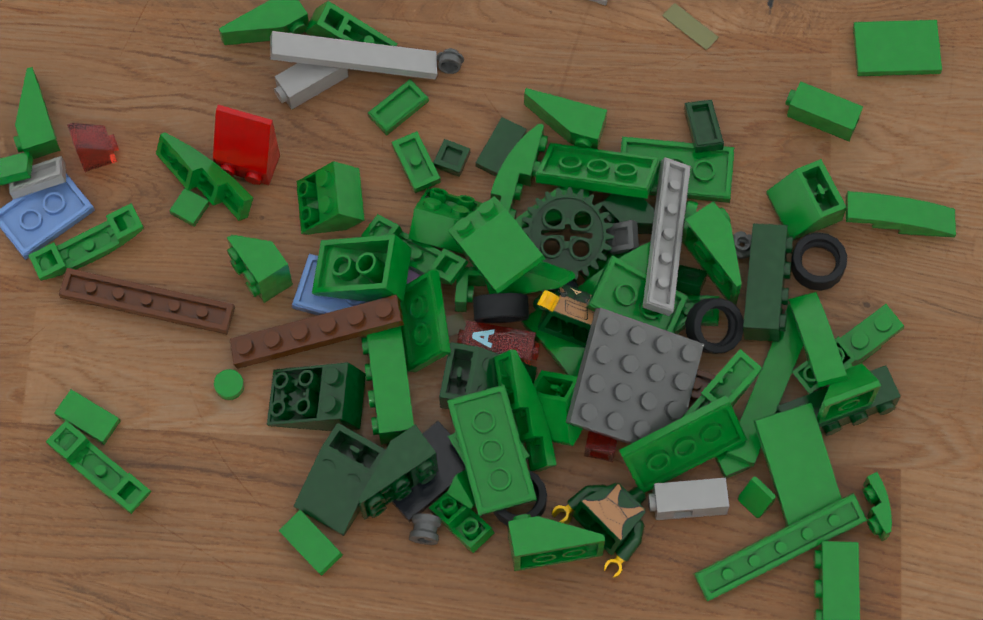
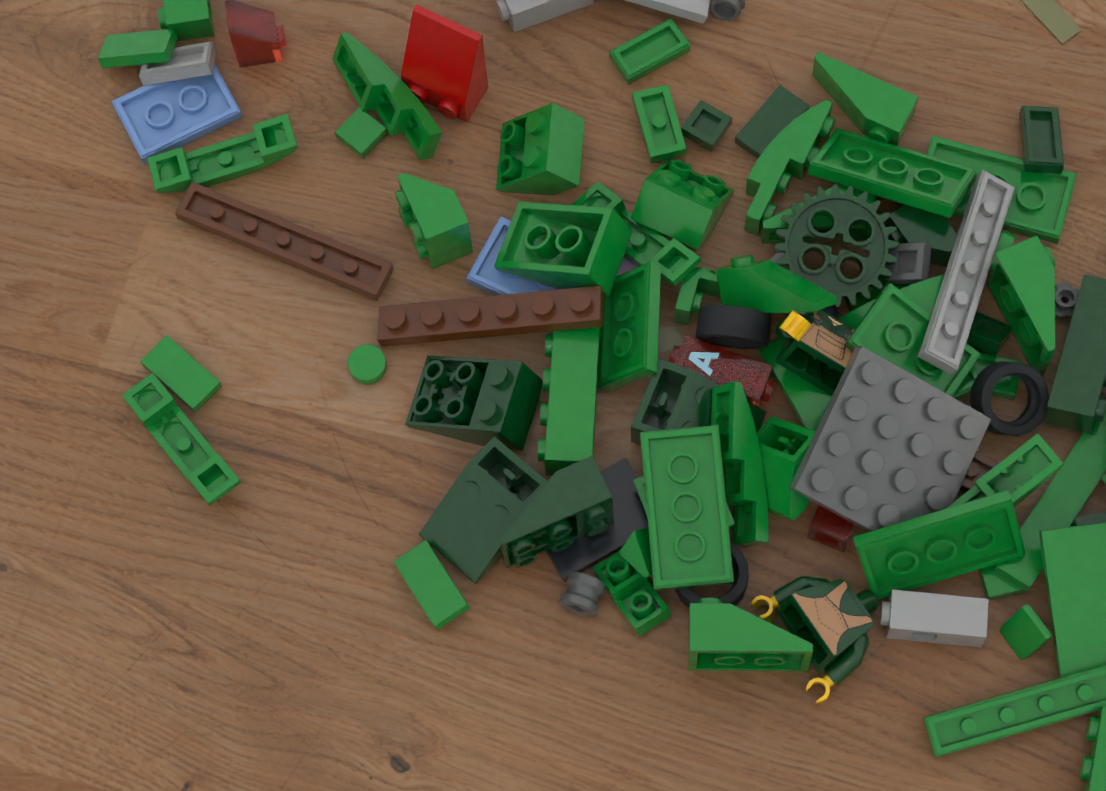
camera: 15 degrees right, 0 degrees up
(496, 244) = (740, 243): green slope -> none

